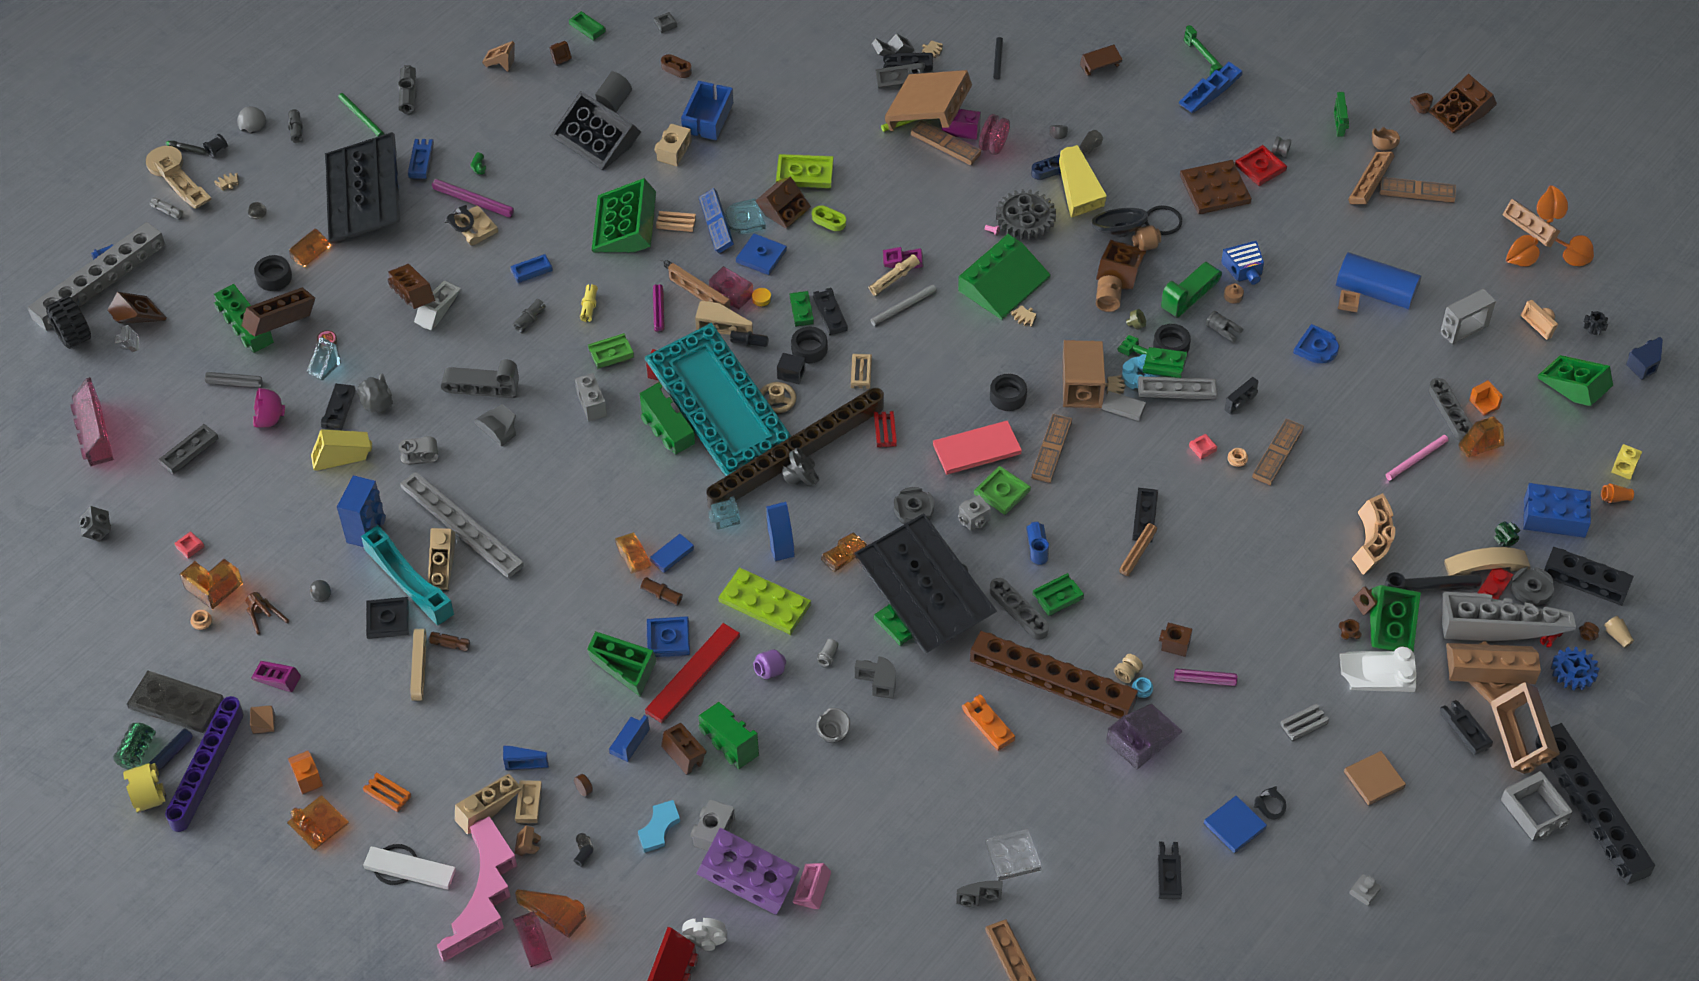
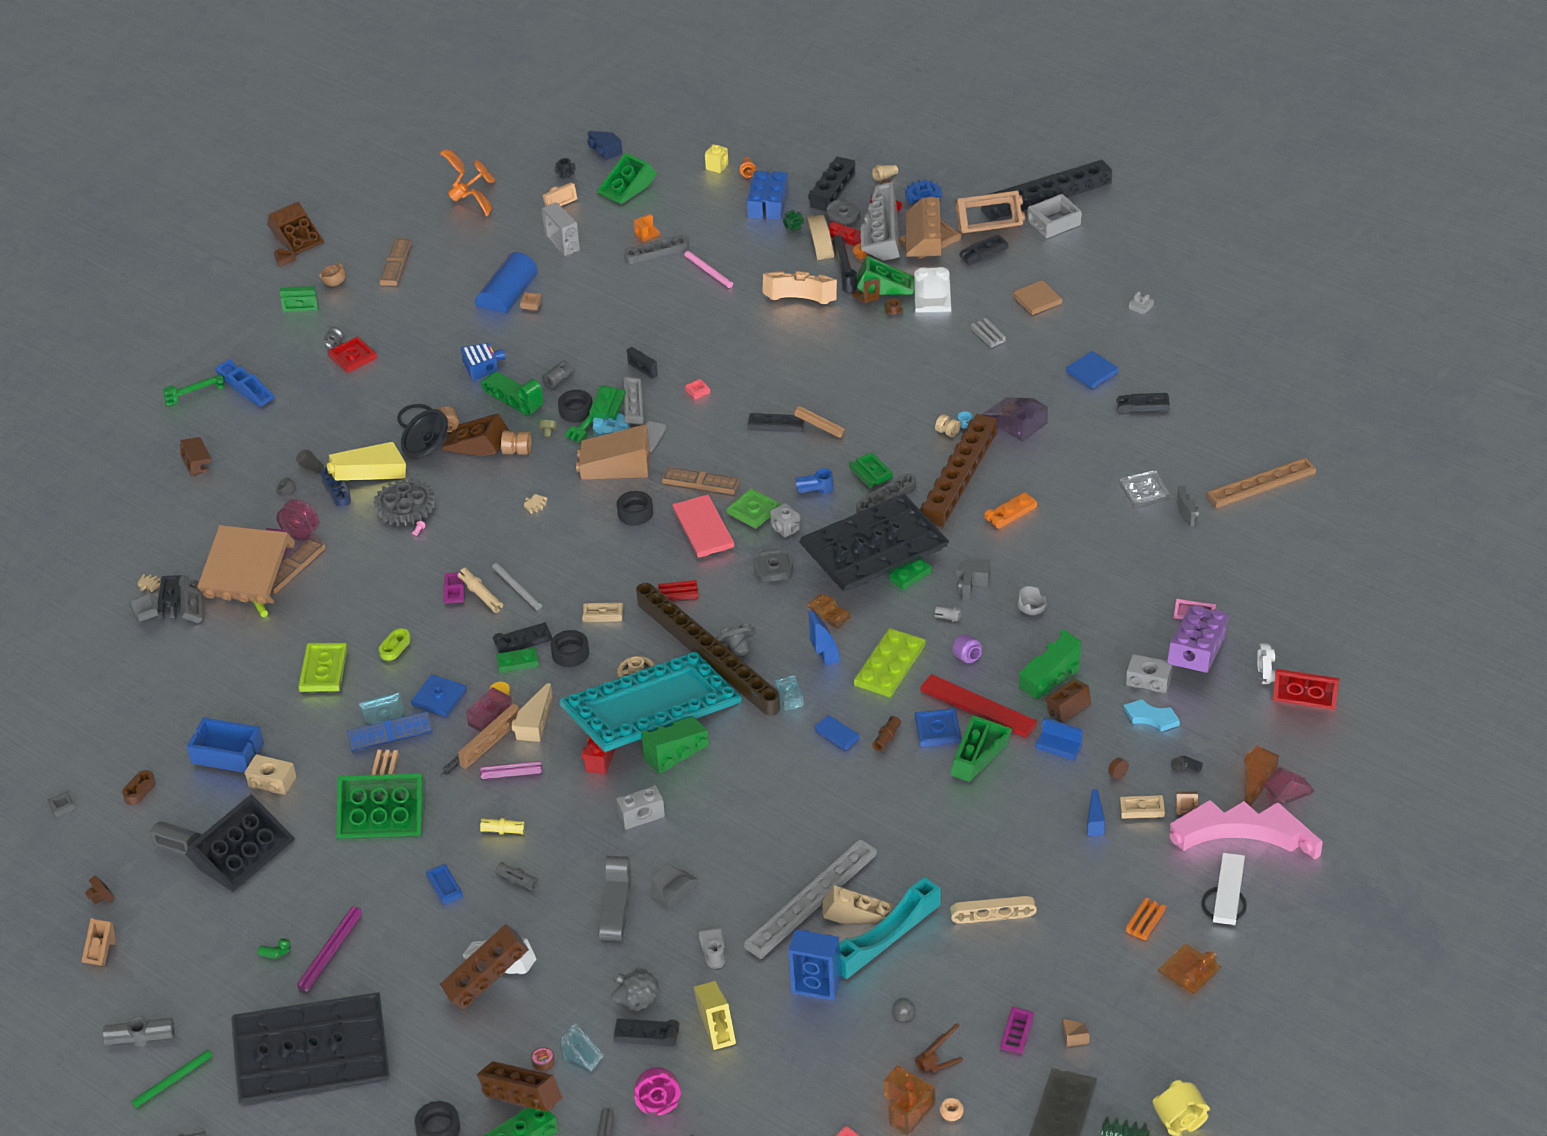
camera: 90 degrees left, 10 degrees down
(172, 748) = (1127, 1110): dark blue axle -> none
(204, 772) = (1135, 1068): dark purple beam -> none
(305, 772) = (1132, 984): orange slope -> none
(309, 248) = (397, 1096): clear orange slope -> none
(387, 617) = (933, 948): black tile -> none
(420, 159) = (252, 1002): blue hinge -> none
(449, 641) = (960, 888): reddish brown axle -> none
(463, 210) = (371, 953): black piece -> none
(482, 225) = (371, 937): tan plate -> none
(486, 802) = (1153, 834): tan slope -> none
(587, 25) = (52, 875): green tile -> none
(611, 351) = (572, 801): bright green plate -> none
(633, 552) = (837, 758): clear orange slope -> none
(749, 338) = (558, 693): black axle -> none
(783, 202) = (368, 678): reddish brown slope -> none
(791, 368) = (605, 654): black panel -> none
(998, 58) = (172, 532): black bar -> none
(1003, 277) = (486, 517): green slope -> none
(1178, 632) = (915, 398): reddish brown brick -> none
(1207, 677) = (949, 385): magenta axle -> none
(1215, 187) = (377, 382): reddish brown plate -> none
(1233, 293) = (515, 370): medium nougat tile -> none
(1237, 453) = (711, 366): light nougat plate -> none
(1259, 803) = (1071, 355): black piece -> none
(1278, 452) = (703, 345): medium nougat tile -> none
(1317, 345) = (579, 322): blue tile -> none
(1371, 178) = (379, 286): medium nougat tile -> none
(1482, 437) = (693, 228): clear orange slope -> none
(1531, 223) = (454, 190): medium nougat tile -> none

